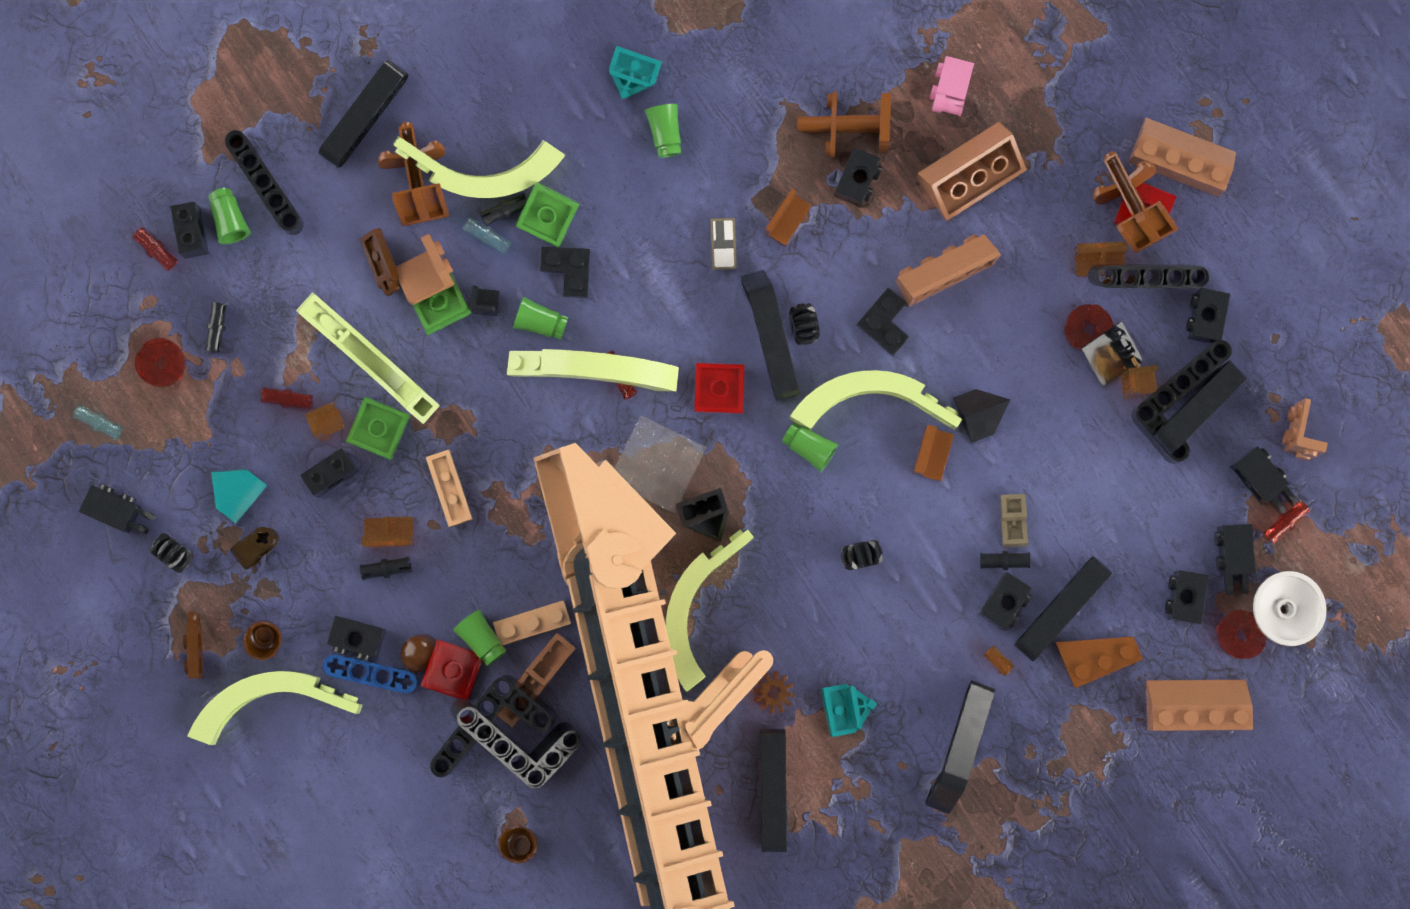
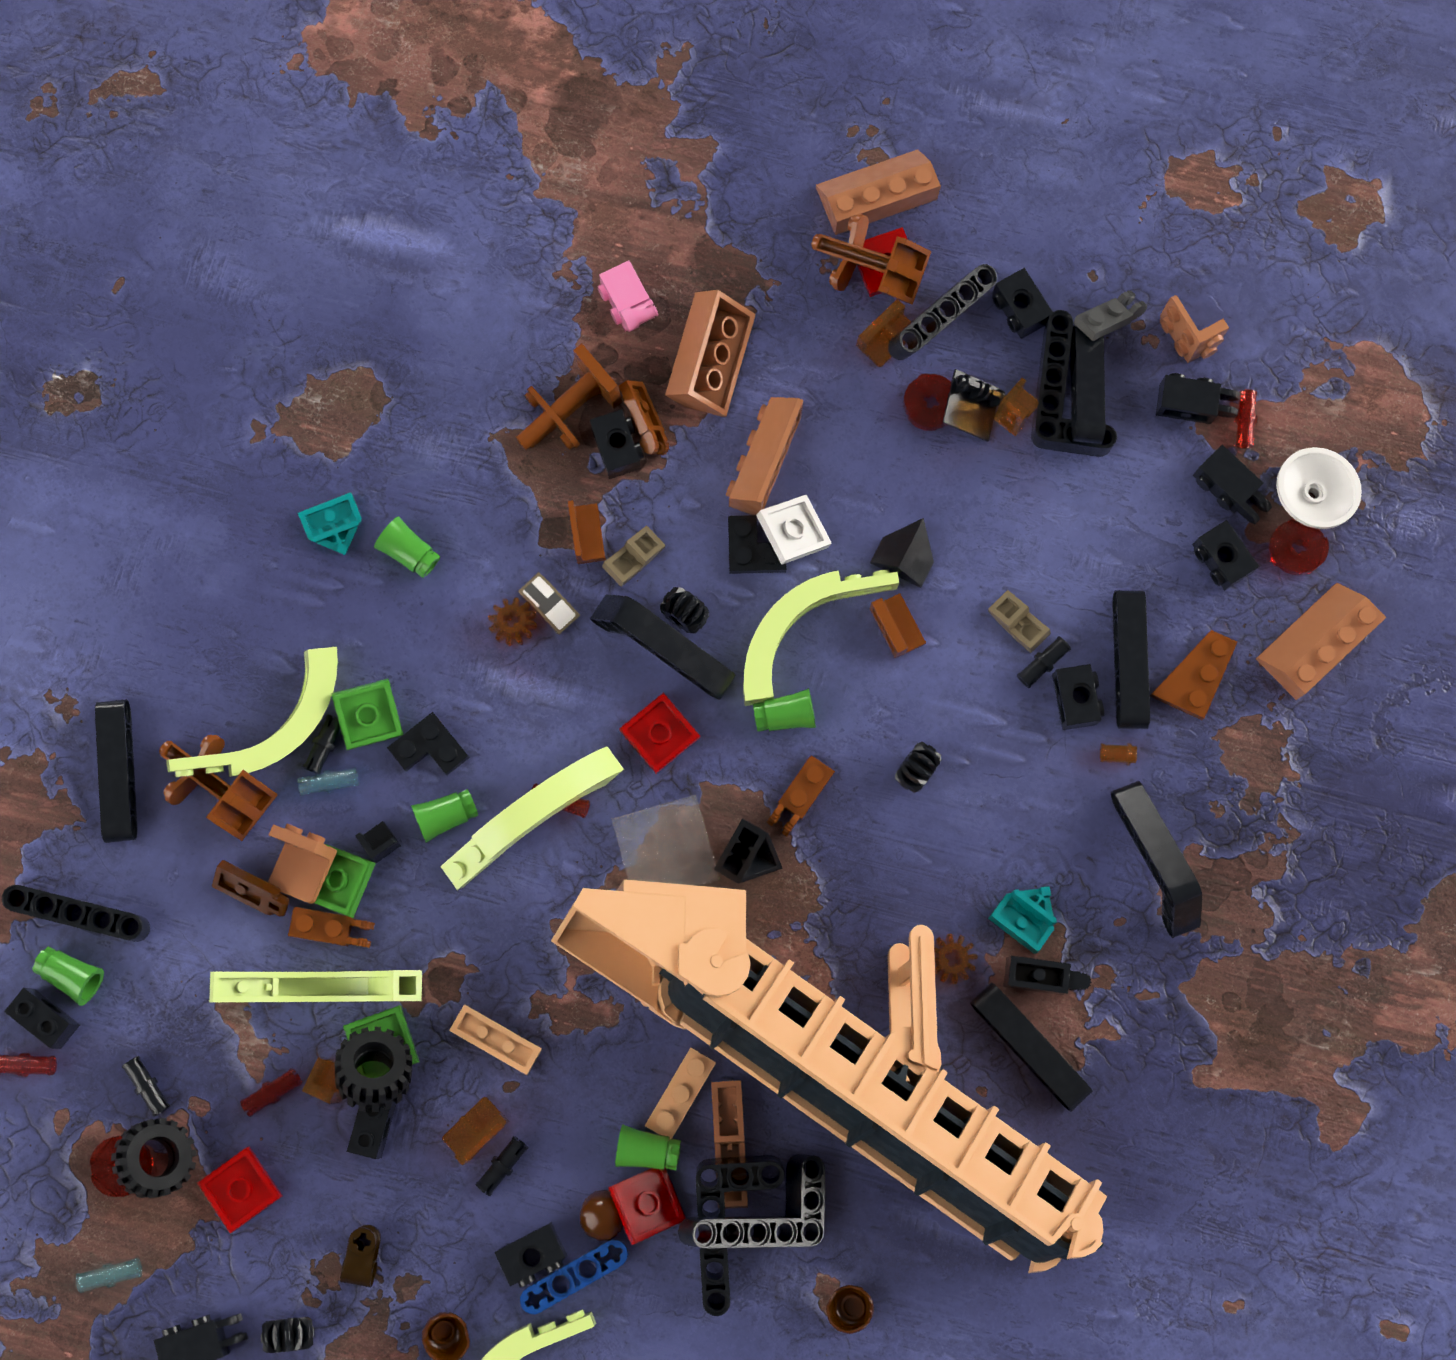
camera: 45 degrees left, 5 degrees down
(197, 390) = (179, 1154): none -> black tyre
(218, 440) = (239, 1189): none -> red plate
(235, 491) = (298, 1222): teal slope -> none
(345, 452) = (373, 1047): none -> black tyre
(407, 327) = (327, 927): none -> dark orange hinge
(678, 609) = (795, 946): yellowish green arch -> none
(689, 244) = (506, 614): none -> clear orange gear
(775, 505) = (802, 793): none -> dark orange hinge
(805, 260) = (634, 556): none -> dark tan slope
(820, 754) = (1043, 976): none -> black hinge
(892, 176) = (644, 417): none -> dark orange hinge
(921, 333) = (793, 529): none -> white plate
(1258, 375) = (1109, 316): none -> dark grey hinge

